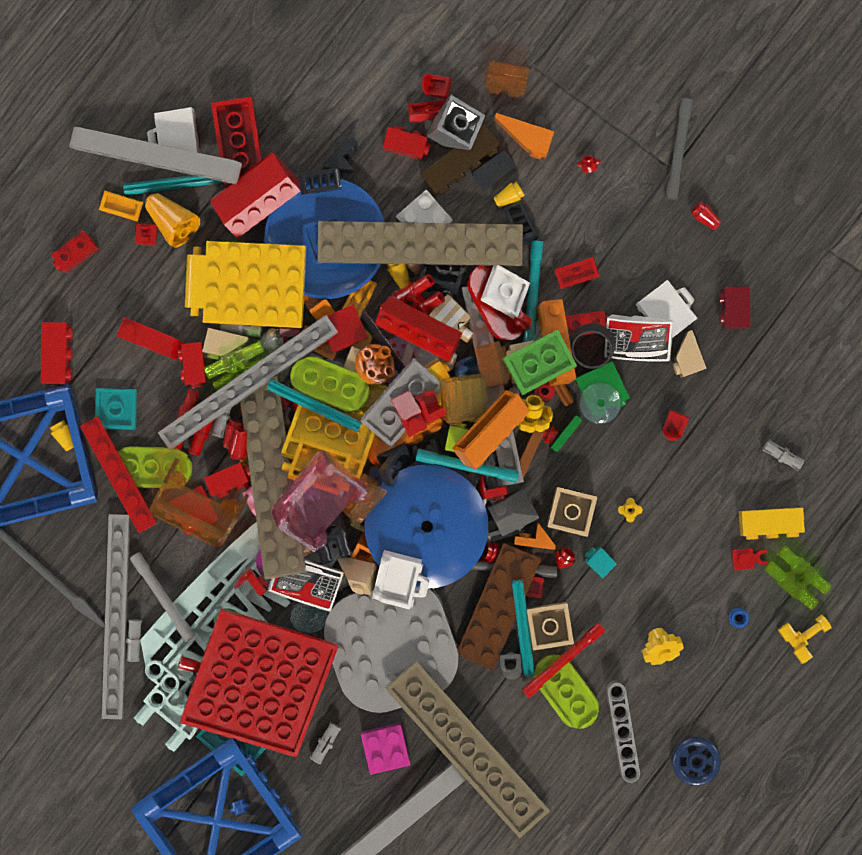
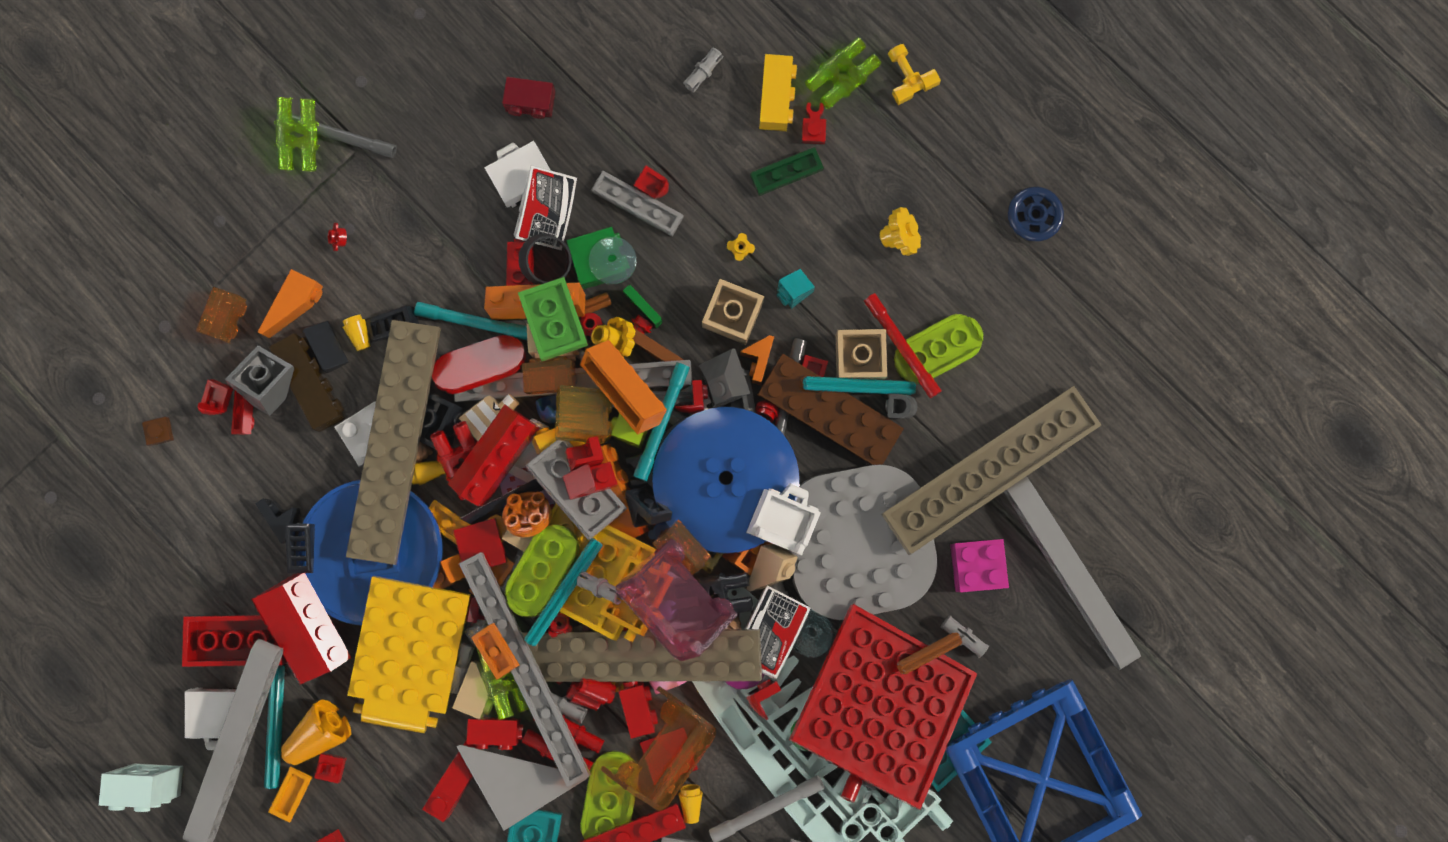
camera: 85 degrees left, 5 degrees down
(111, 88) = (140, 786): none -> light aqua brick
(153, 387) = (512, 784): none -> light grey tile
(159, 534) = (690, 801): none -> yellow cone
(239, 807) = (1028, 750): blue plate -> none
(258, 357) = (495, 651): none -> orange plate
(287, 409) = (554, 630): none -> red plate
(307, 715) = (929, 653): none -> dark orange axle
(322, 435) = (599, 587): none -> light grey pin
(401, 42) = (157, 431): none -> reddish brown plate
(406, 143) = (275, 442): red brick -> none
(505, 291) = (466, 351): white plate -> none
(522, 321) = (505, 336): red plate -> none
(565, 558) = (785, 328): red plate -> none
(576, 273) = (460, 268): red plate -> none
(628, 739) = (1003, 287): light grey beam -> none
(656, 415) = (637, 203): none -> light grey tile
(680, 121) = (305, 126): none -> clear neon green pin
(688, 357) = (575, 156): tan slope -> none
(702, 540) = (786, 171): none -> dark green plate
(705, 215) = (419, 115): red cone -> none
(745, 618) = (884, 139): blue plate -> none

